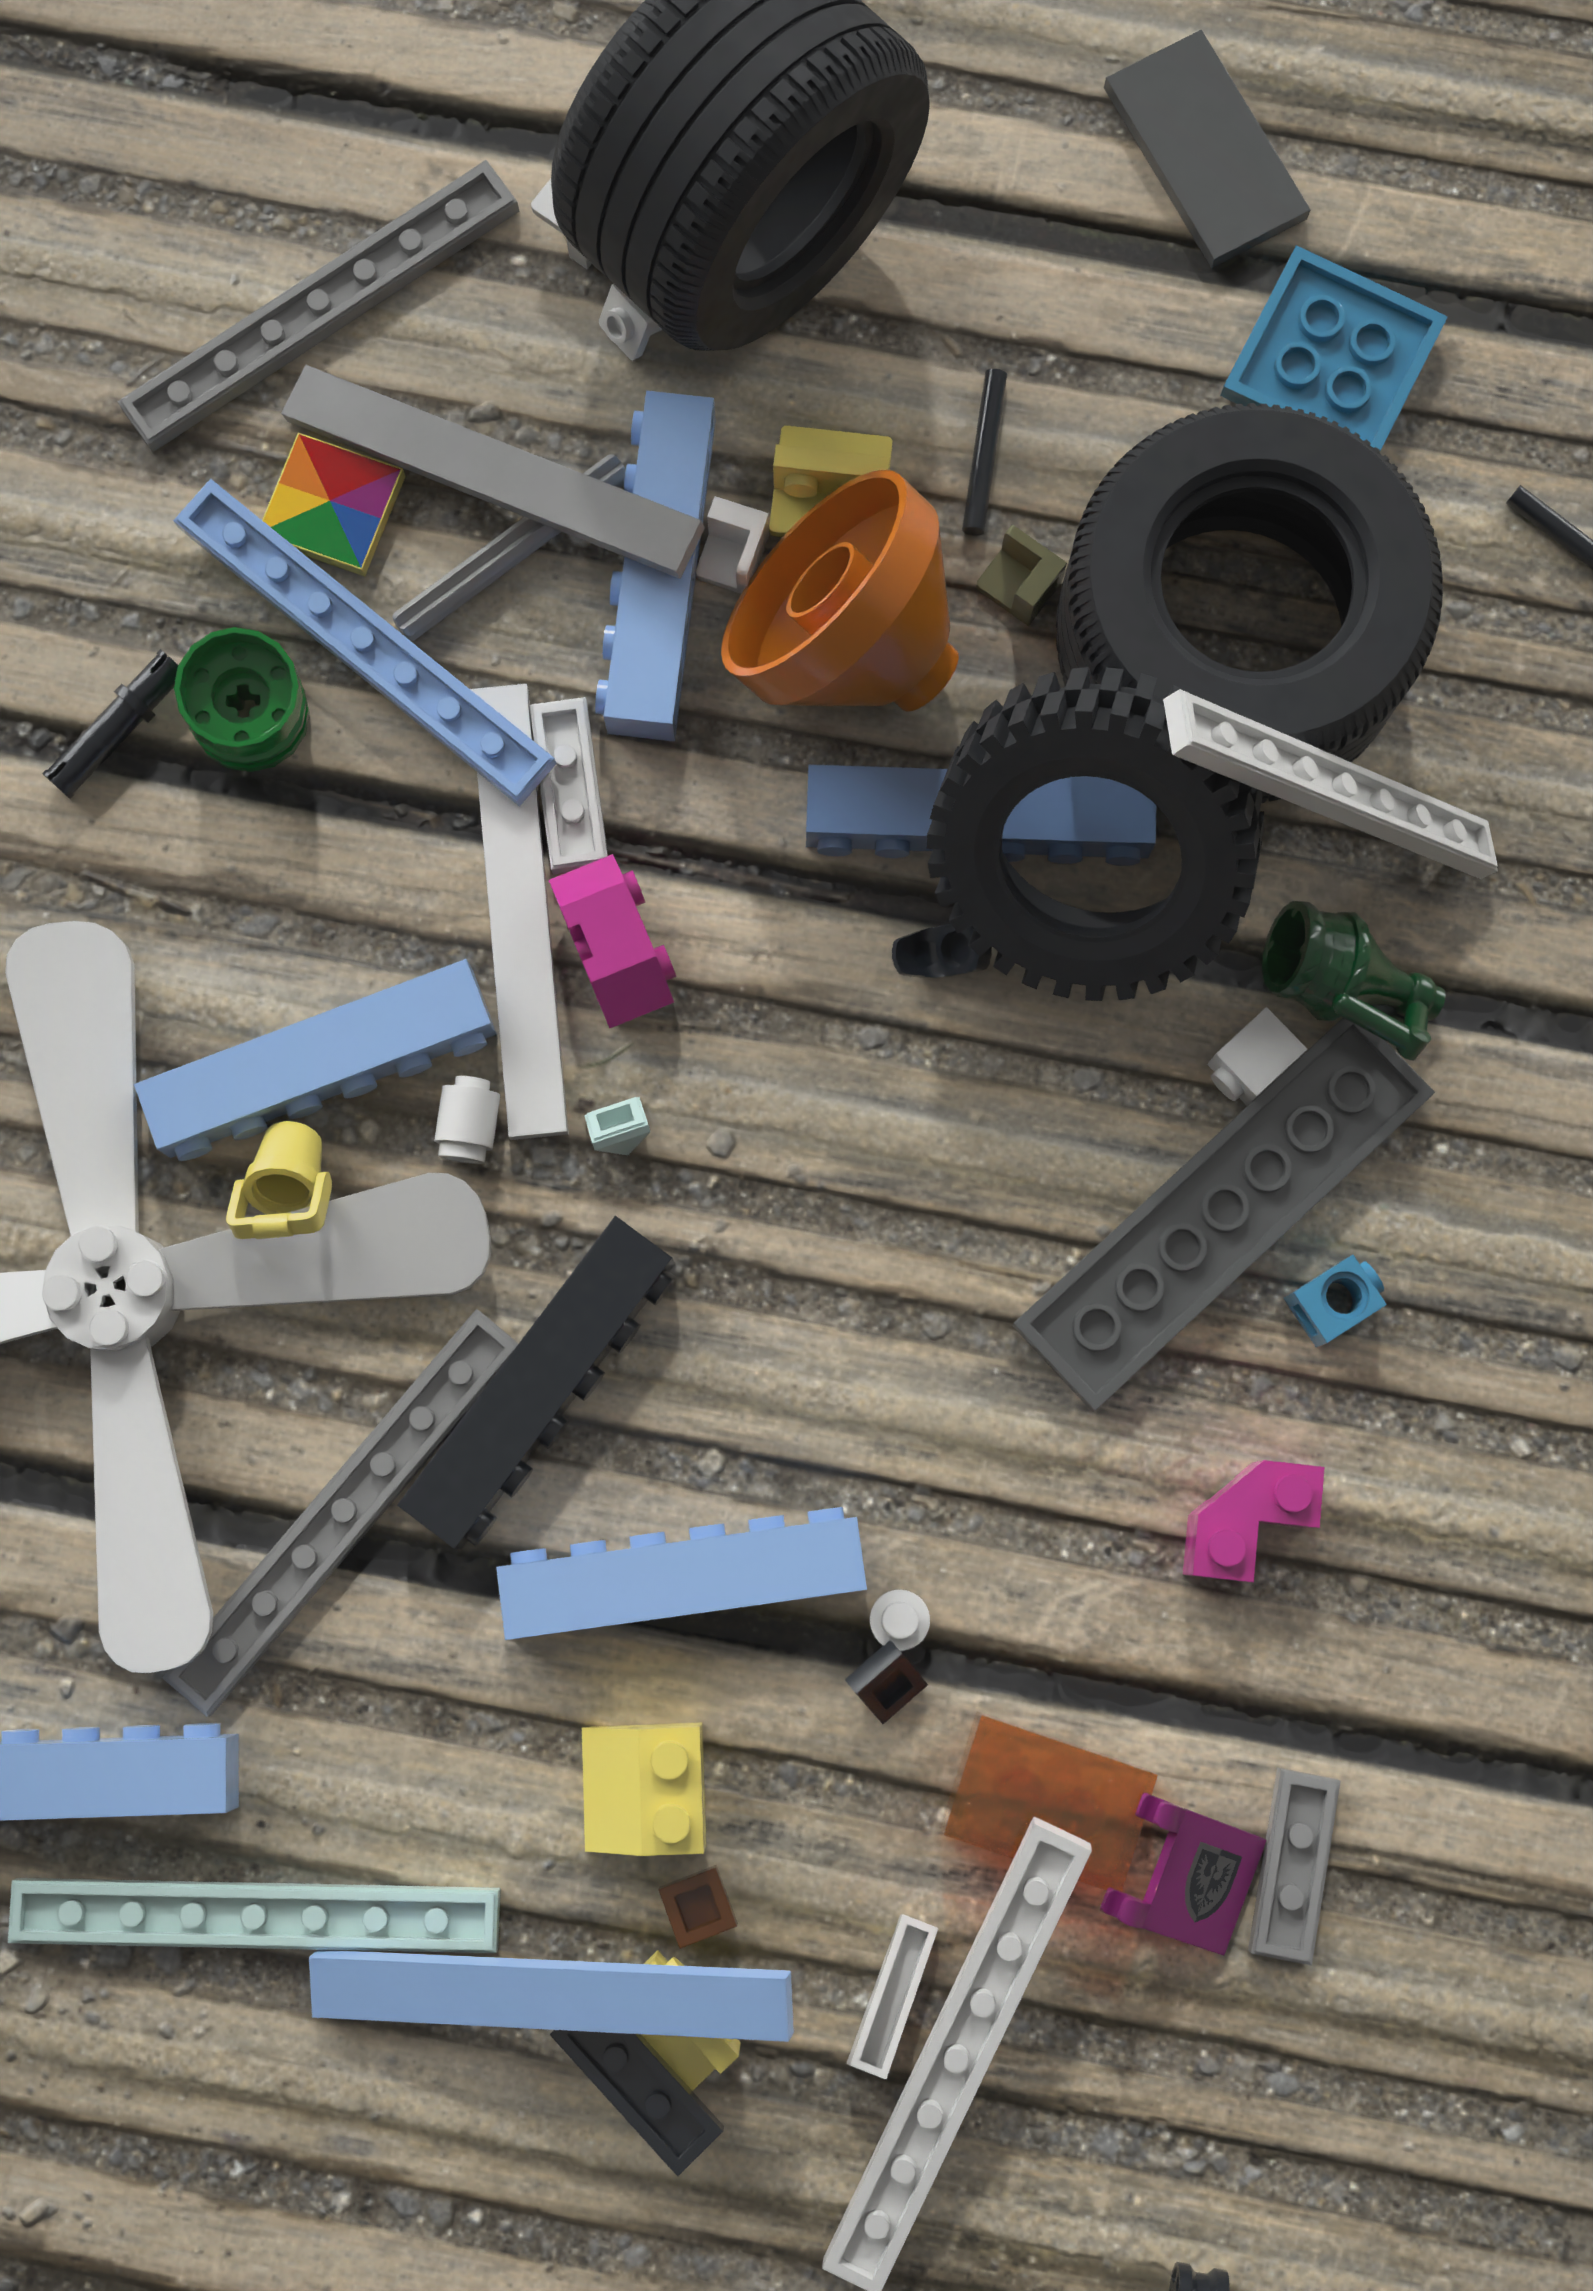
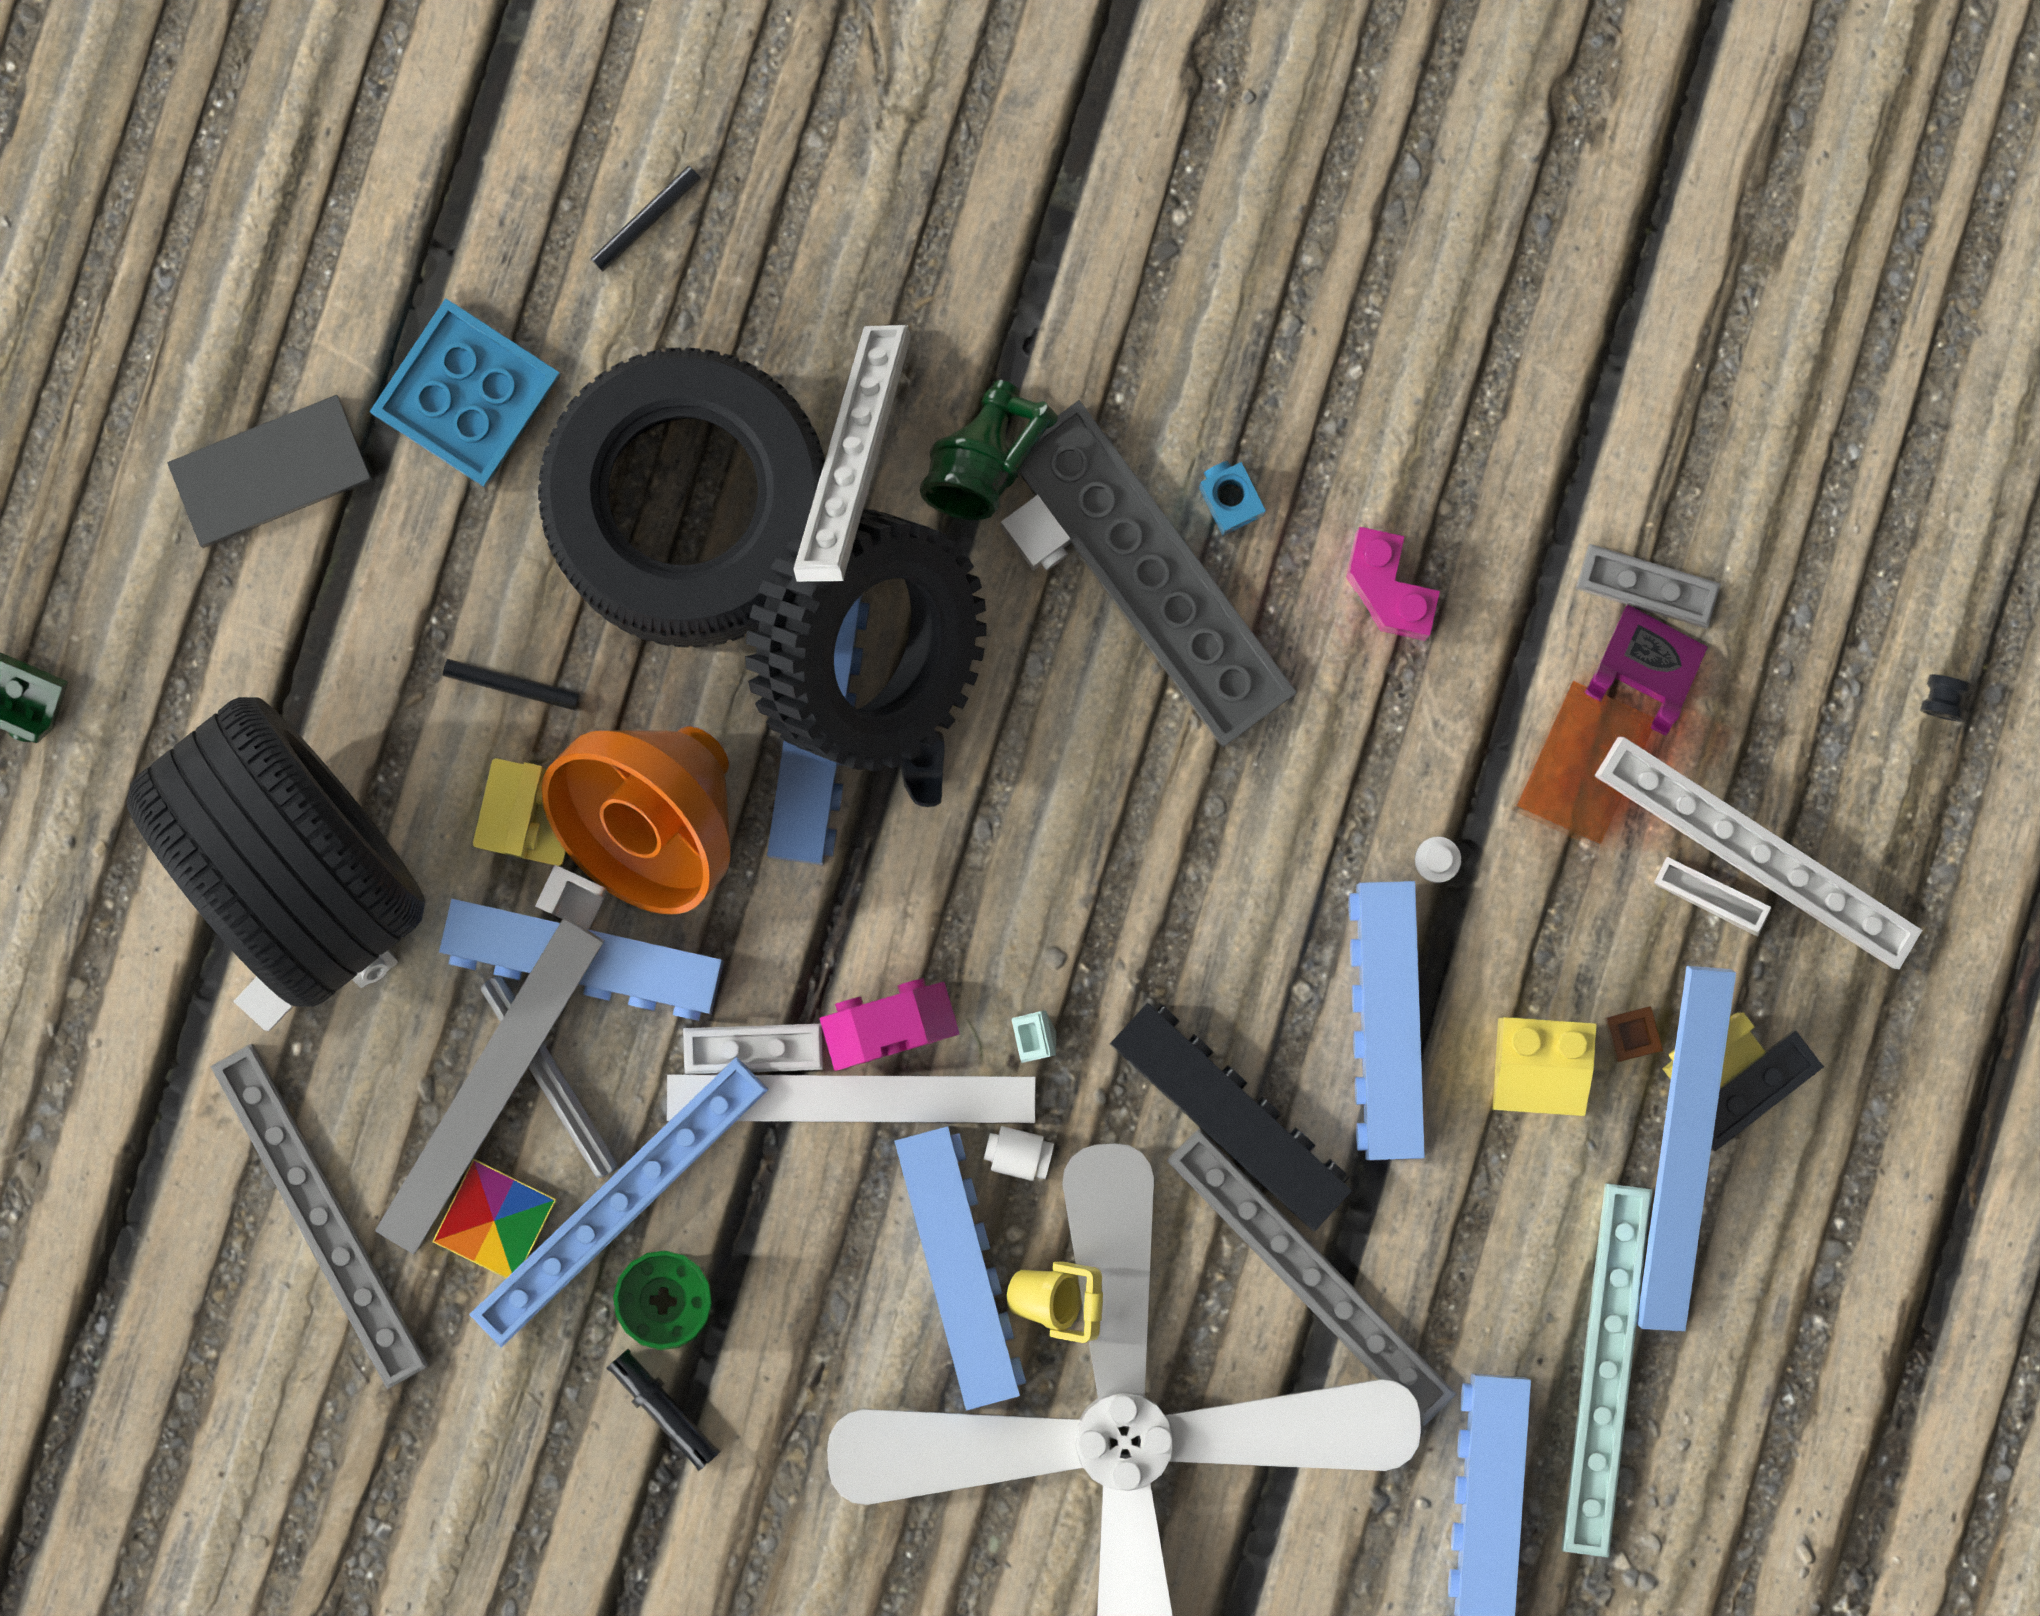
camera: 90 degrees left, 5 degrees up
(886, 1682) = (1483, 874): black plate -> none
(1022, 576) = (623, 668): olive panel -> none

